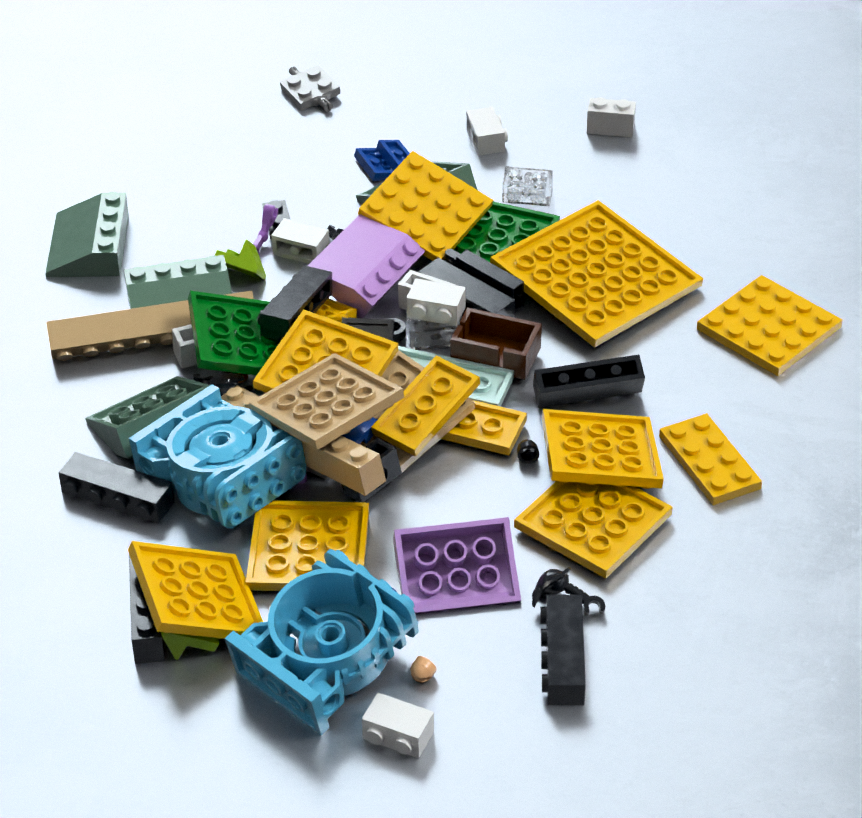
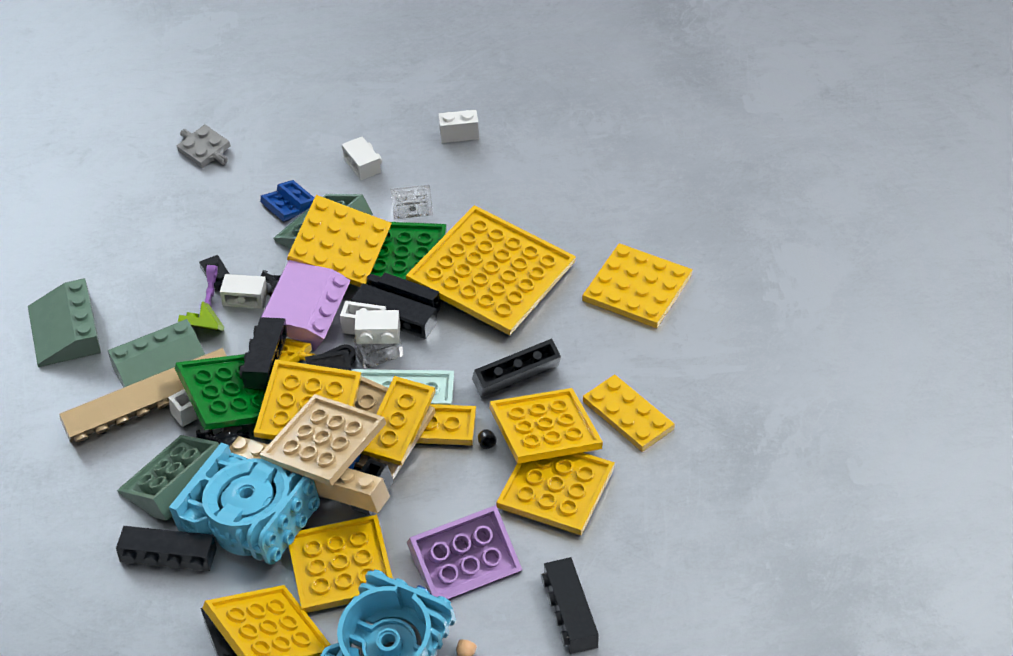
camera: 15 degrees left, 5 degrees up
(497, 341) = (433, 348): reddish brown piece -> none
(556, 581) = (547, 549): black piece -> none

